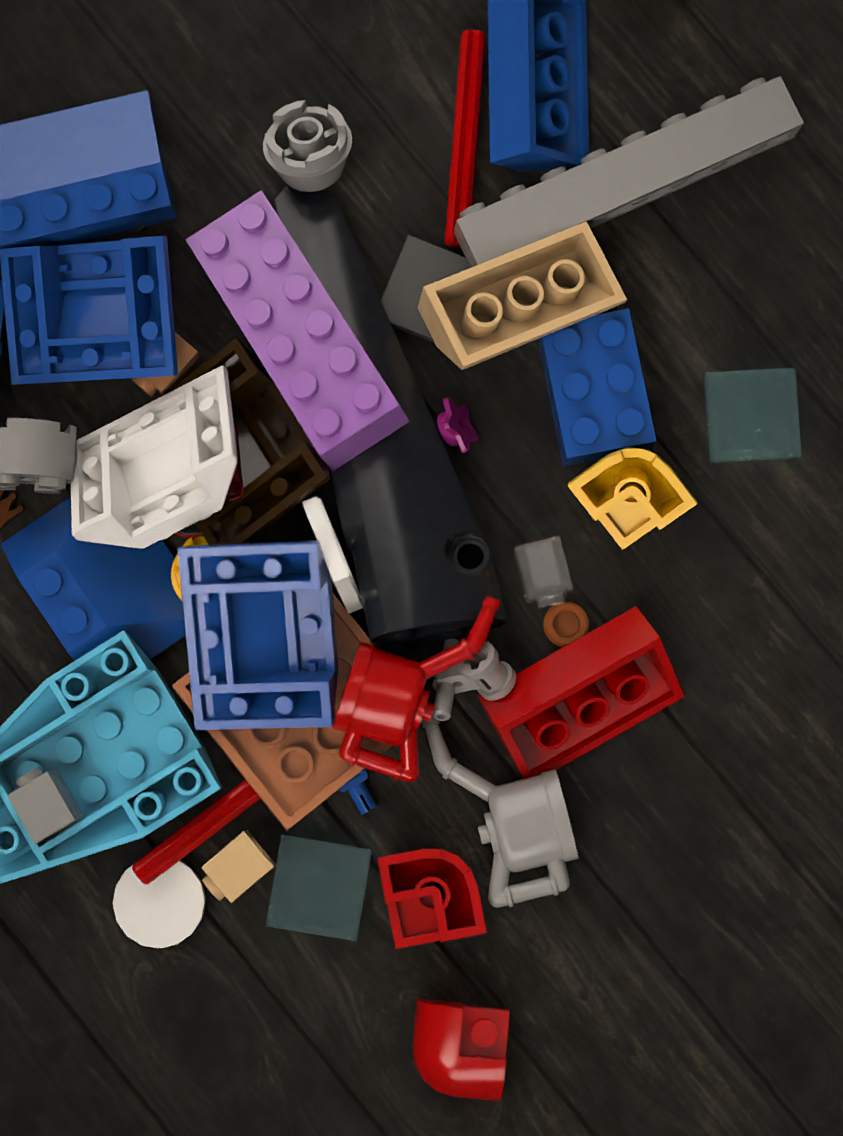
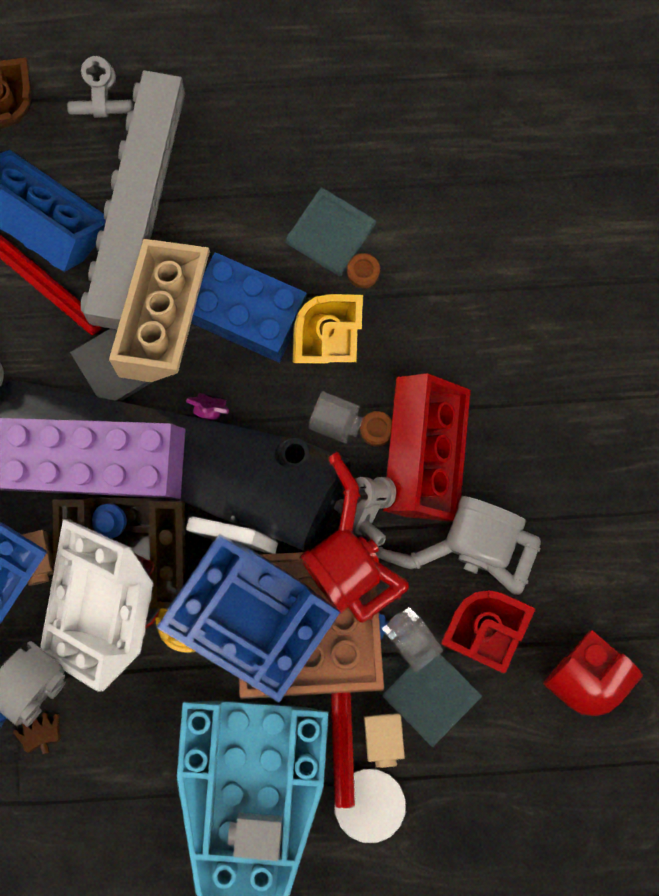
camera: 55 degrees left, 5 degrees down
(96, 588) = (143, 702): blue slope -> none
(256, 413) = (109, 520): none -> blue plate
(361, 824) = (412, 639): none -> clear brick
(709, 56) = (100, 105): none -> light grey piece
(733, 483) = (363, 270): none -> dark orange tile

